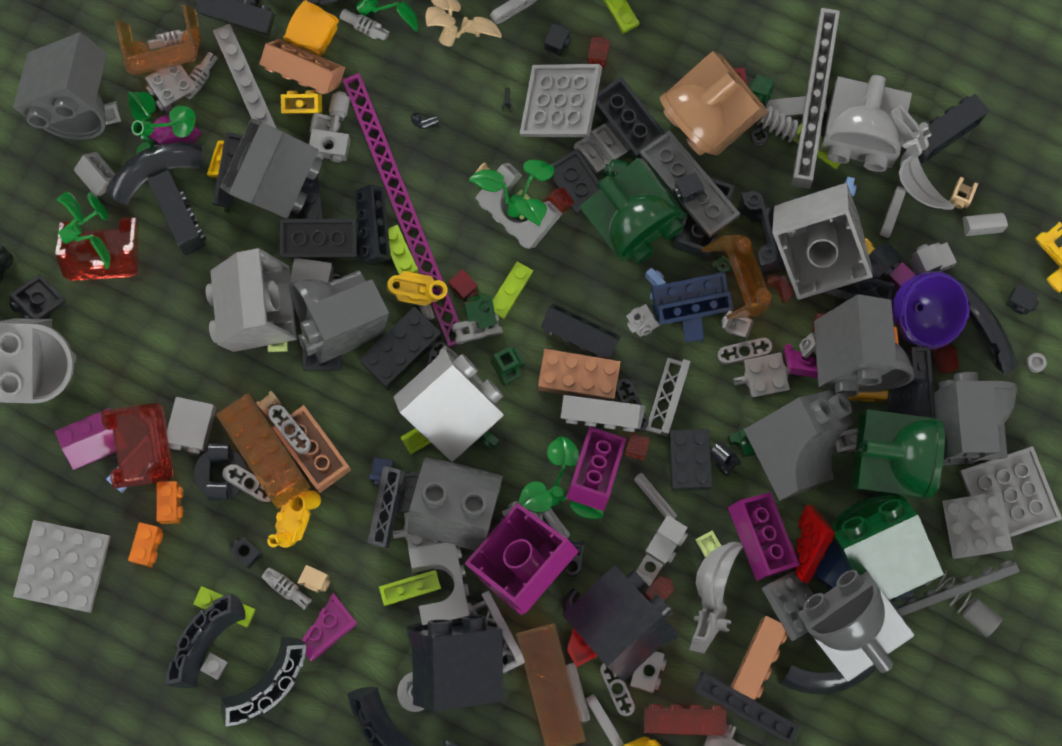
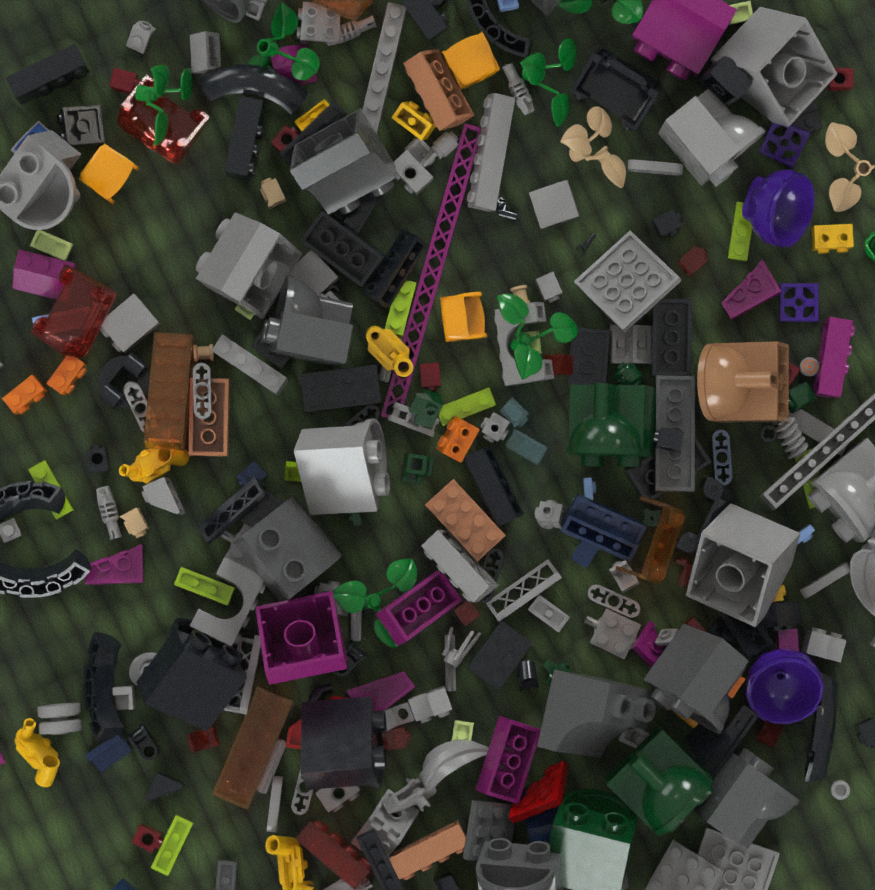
camera: 35 degrees right, 10 degrees up
(34, 199) = (140, 36): none -> light grey bracket
(45, 241) = (123, 81): none -> dark red brick
(79, 410) = (51, 245): none -> yellowish green plate
(84, 320) = (107, 172): none -> light orange piece
(205, 199) = (277, 141): none -> dark red brick
(230, 239) = (272, 192): none -> tan window
(289, 381) = (250, 365): none -> light grey arch
(321, 538) = (163, 495): none -> light grey slope
(380, 85) = (491, 152): none -> light grey brick
(413, 730) = (124, 697): none -> light grey panel
(454, 223) = (463, 317): none -> light orange piece
(459, 88) = (554, 204): none -> light grey slope
(503, 151) = (549, 287): none -> light grey brick
(504, 713) = (203, 739): none -> clear red bracket
(523, 317) = (457, 438): none -> orange brick
(546, 287) = (495, 420): none -> light grey brick
(552, 265) = (514, 413): none -> clear light blue brick
(581, 284) = (526, 446): none -> clear light blue panel
(622, 556) = (385, 690): none -> magenta wing
(655, 487) = (455, 656): none -> light grey plant
(662, 40) = (753, 291): none -> magenta wing
(702, 399) = (548, 613): none -> light grey plate
(703, 7) = (813, 288): none -> dark purple piece
(714, 664) = (388, 828): none -> light grey bracket
(733, 167) = (726, 442): none -> sand blue beam
(750, 64) = (809, 366): none -> light grey tile
(762, 41) = (833, 357): none -> magenta brick

